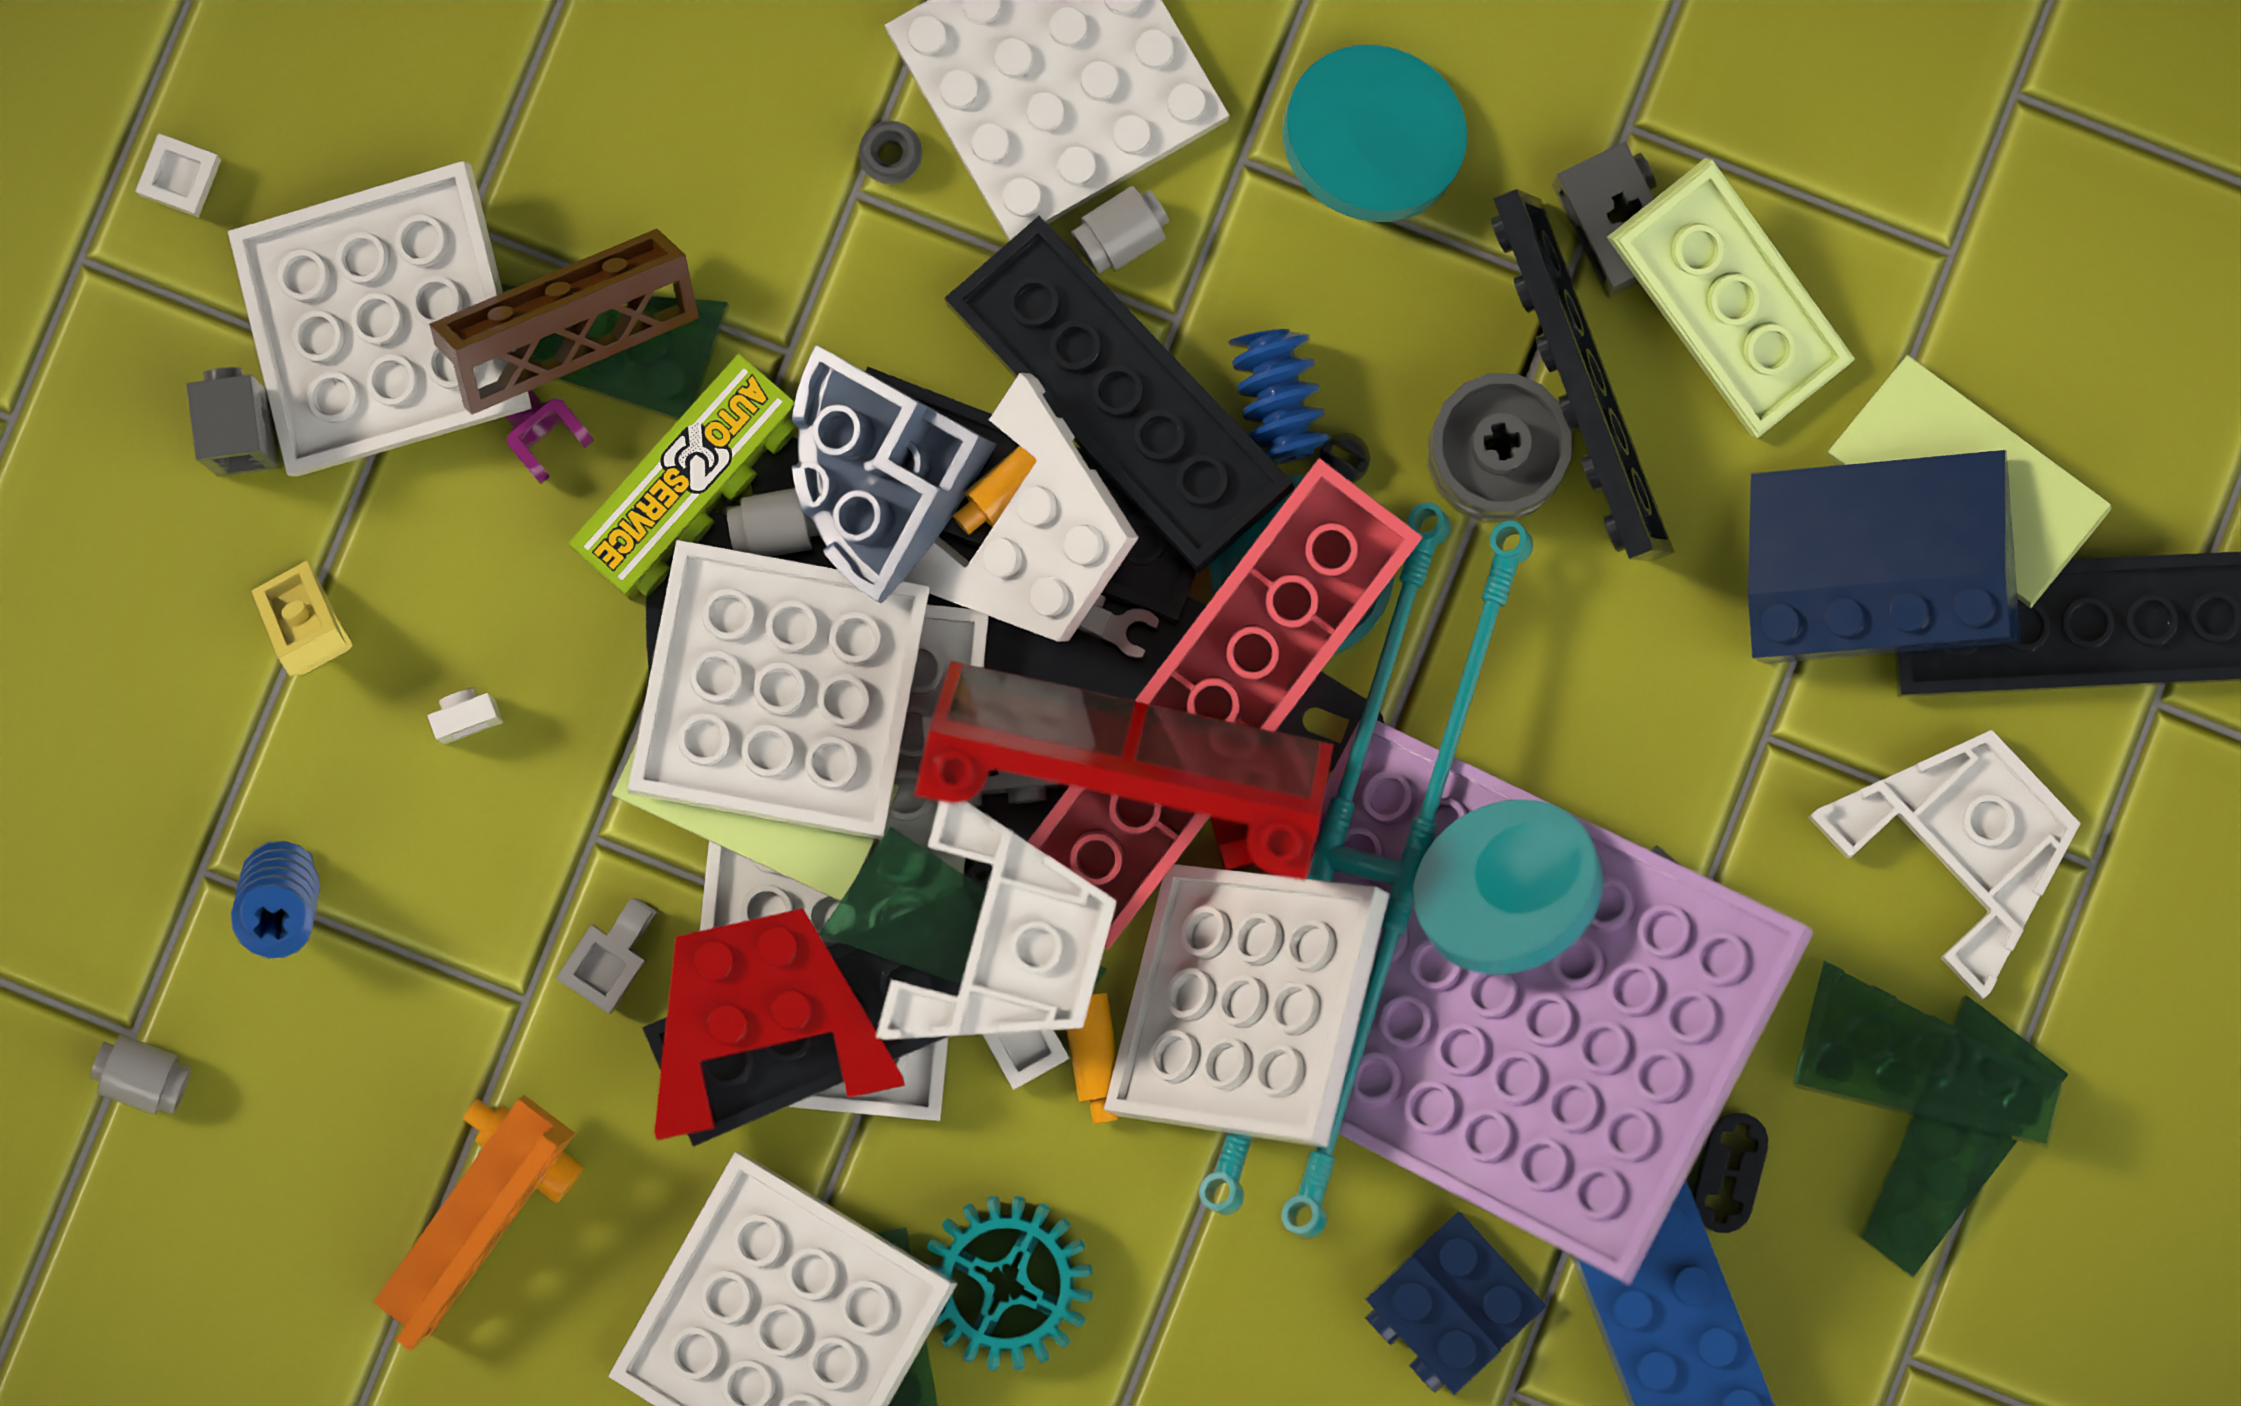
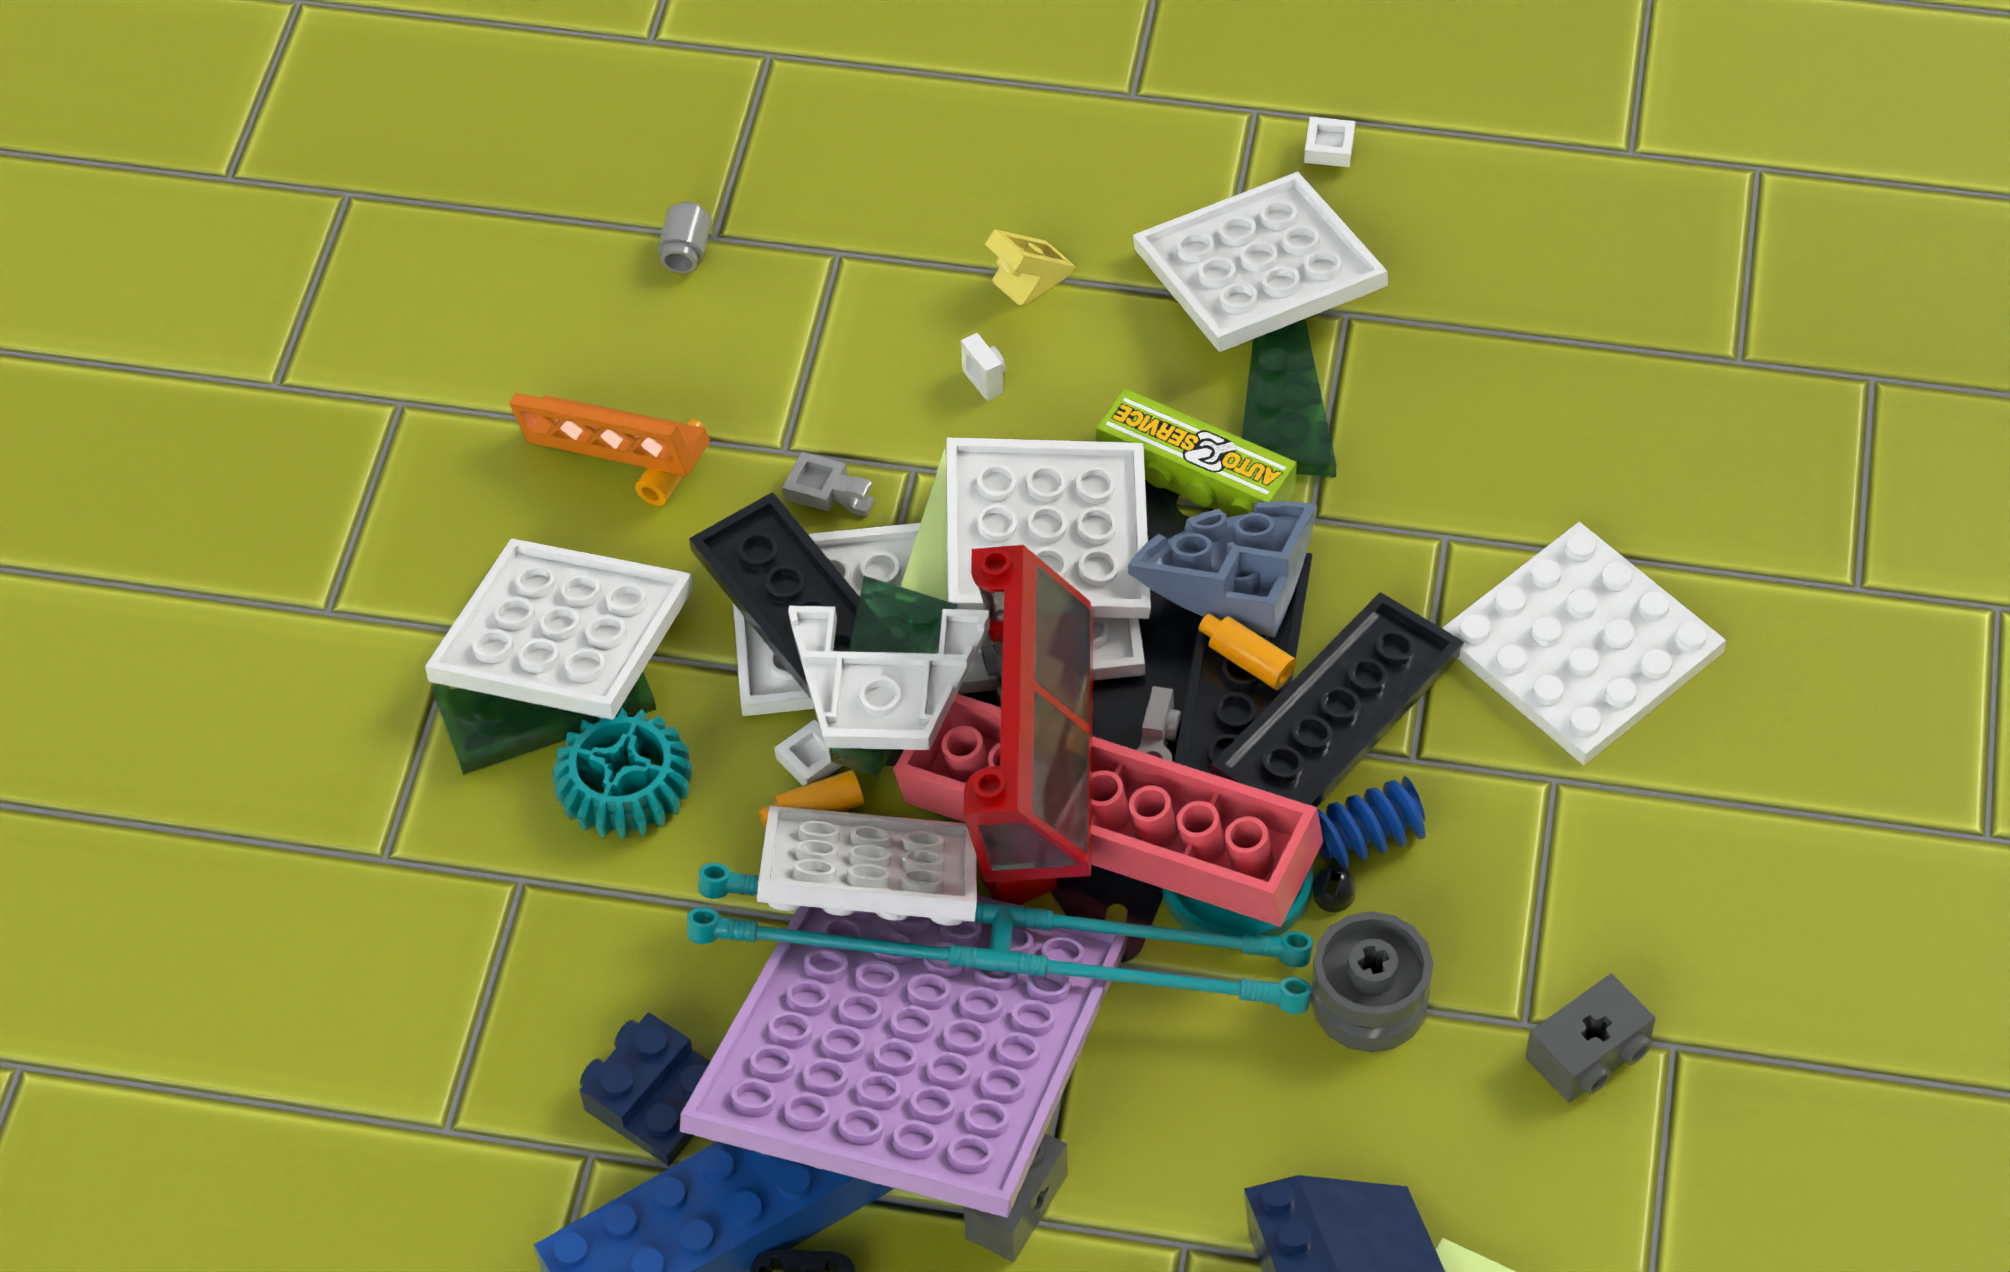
camera: 80 degrees right, 30 degrees down
(232, 423) = (1157, 182): dark grey brick -> none
(276, 900) = (823, 272): blue piece -> none
(535, 423) = (1208, 368): magenta piece -> none
(562, 300) = (1301, 338): reddish brown fence -> none
(756, 990) = (810, 543): red wing -> none
(770, 524) = (1169, 508): light grey brick -> none
(890, 133) = (1483, 535): dark grey plate -> none
(1052, 540) = (1210, 672): white wing -> none
(1121, 229) = (1469, 697): light grey brick -> none
(1374, 133) = (1603, 849): teal piece -> none
(1508, 886) = (999, 1003): teal piece -> none
(1590, 399) = (1445, 1023): black plate -> none
(1731, 297) = (1549, 1126): yellowish green tile -> none

